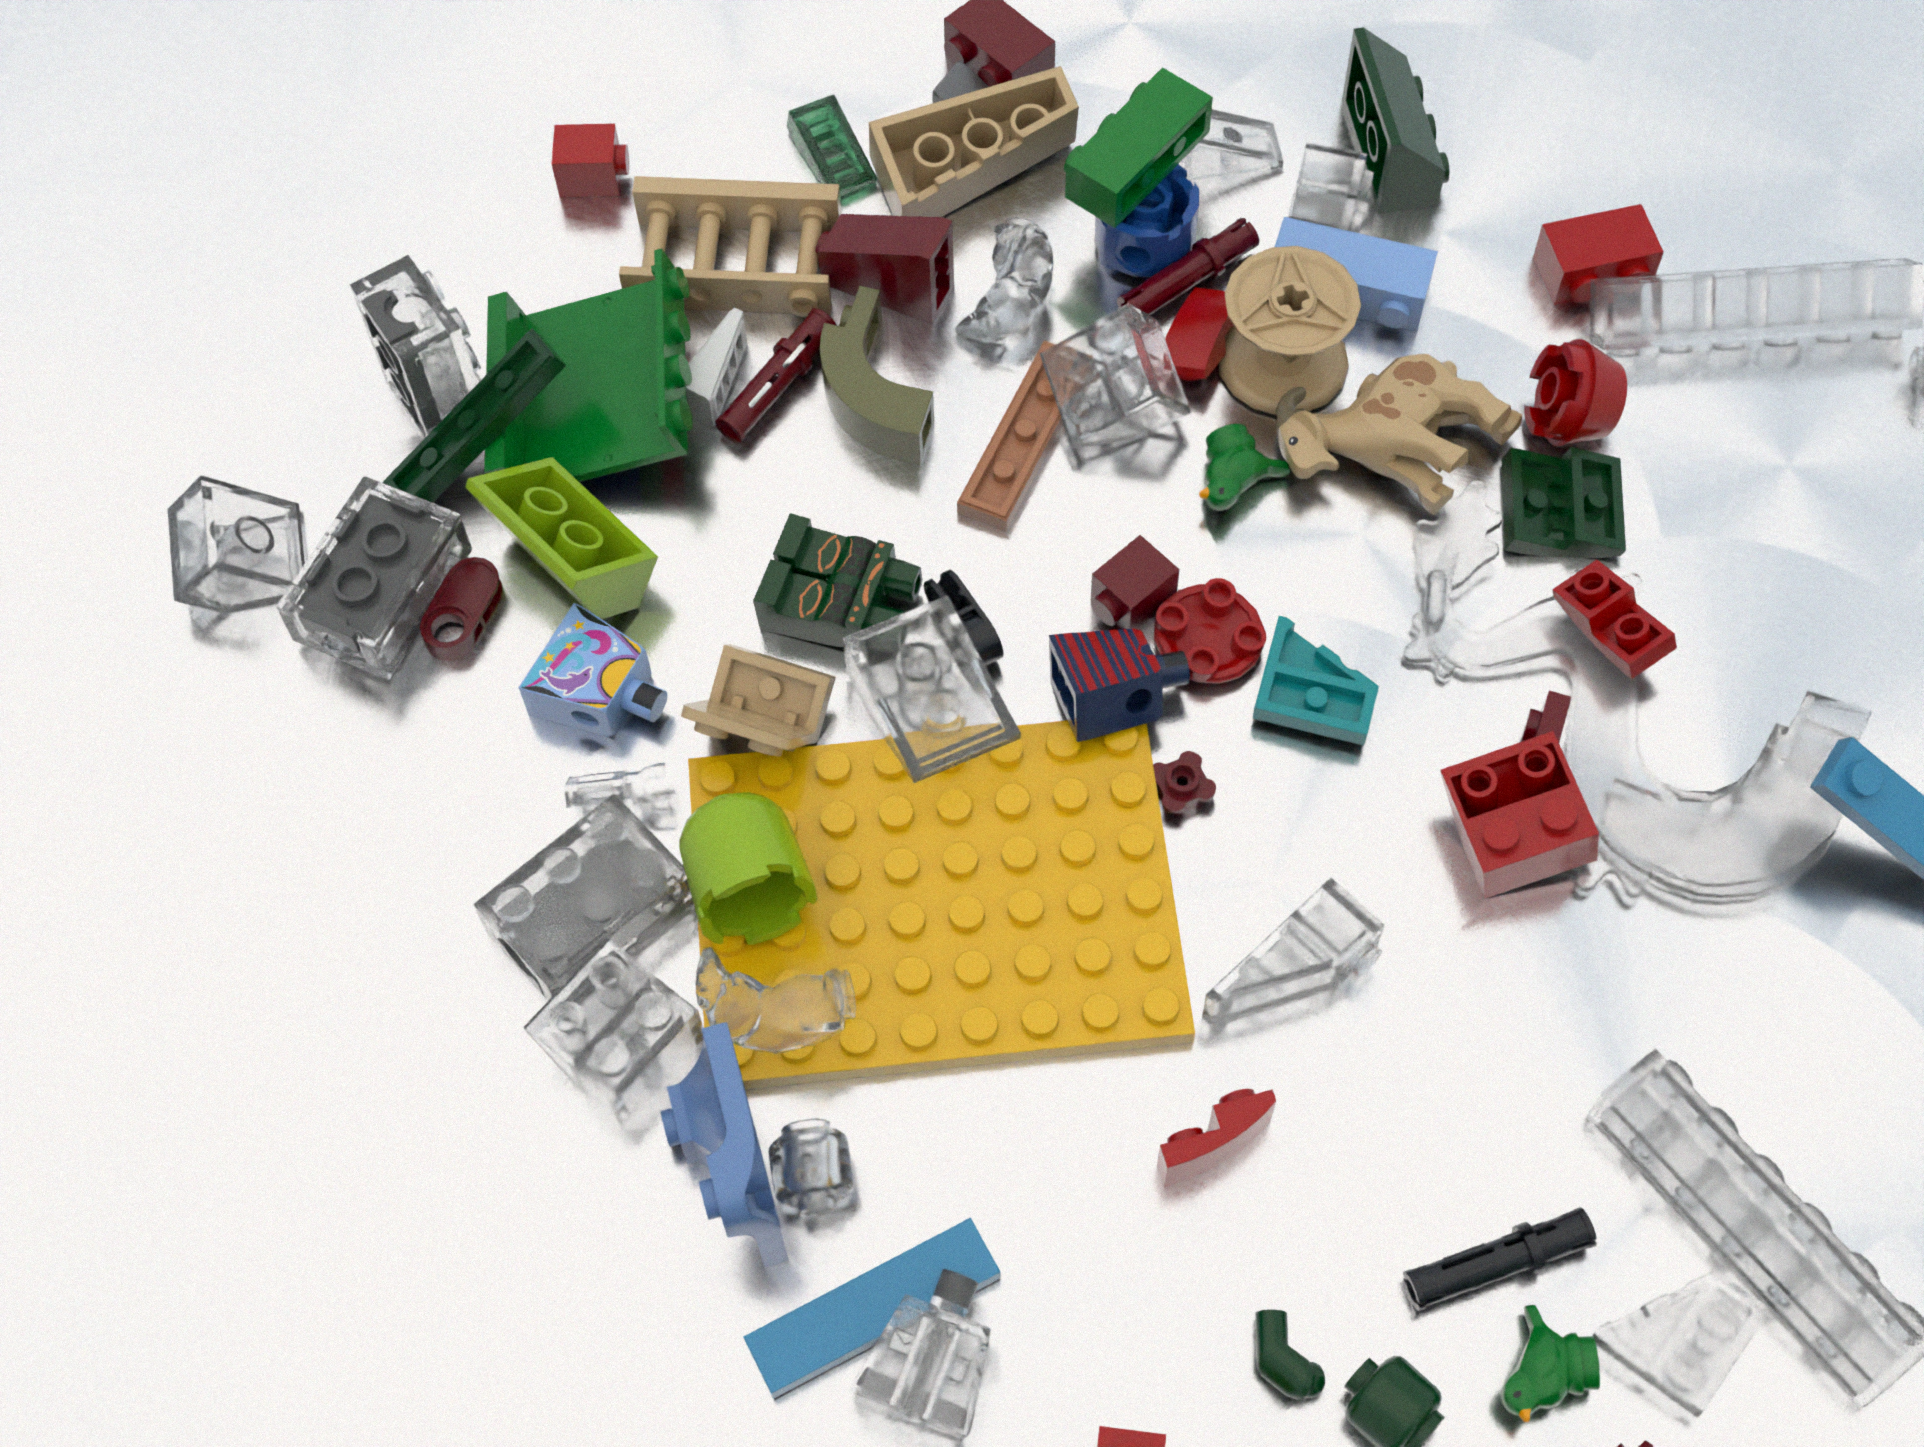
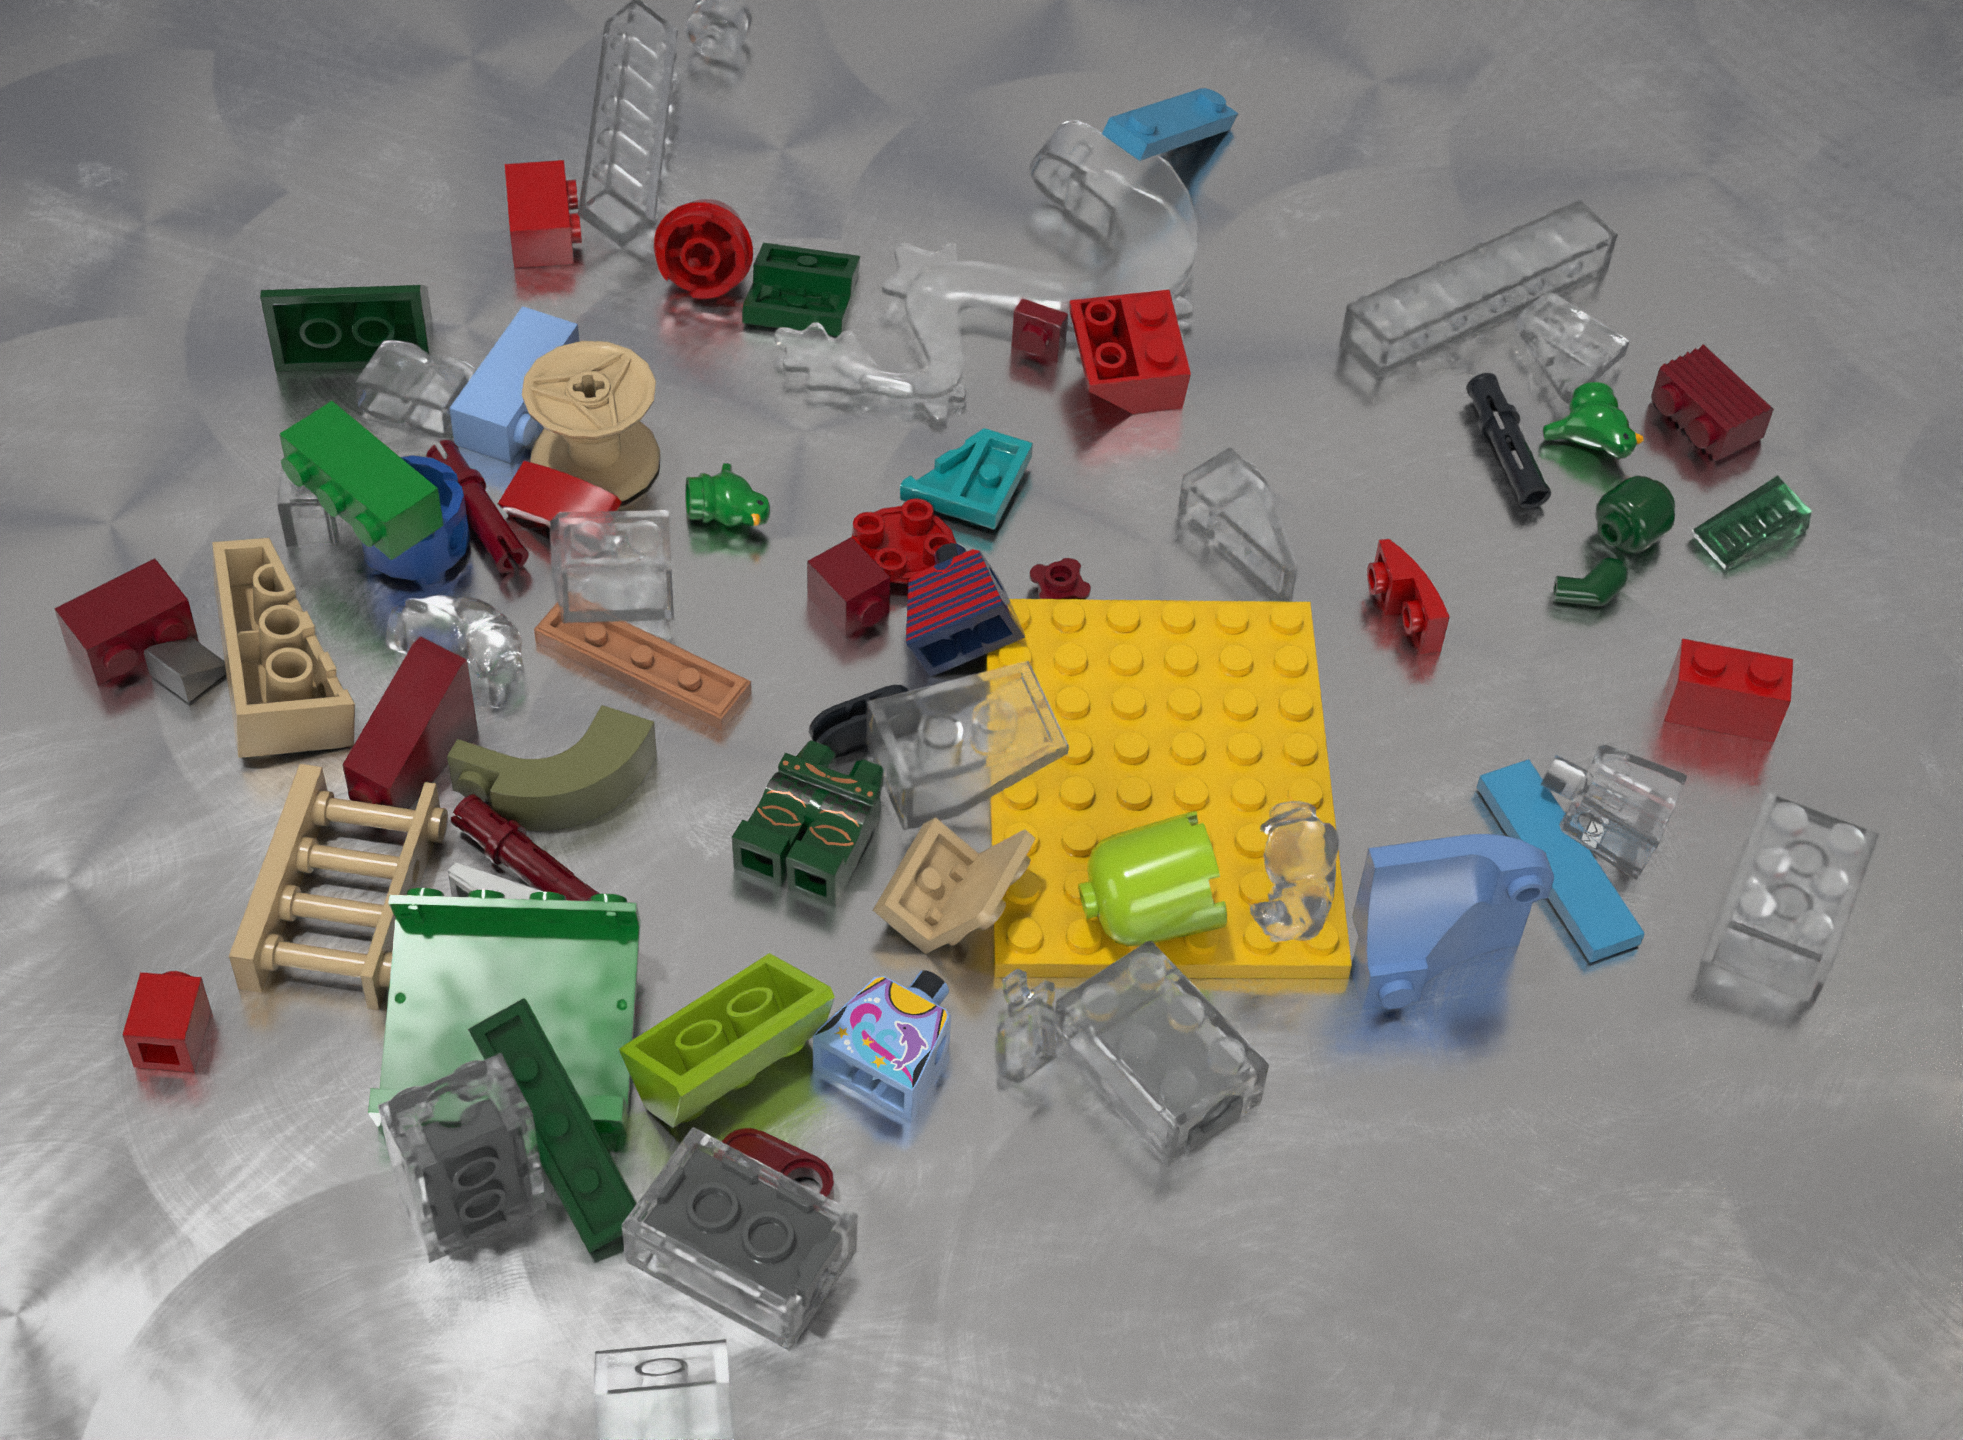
camera: 90 degrees left, 10 degrees down
(616, 1031) = (1310, 1020): clear slope -> none
(829, 113) = (182, 808): clear green slope -> none
(1395, 426) = (711, 379): tan animal -> none
(1612, 620) = (936, 267): red slope -> none

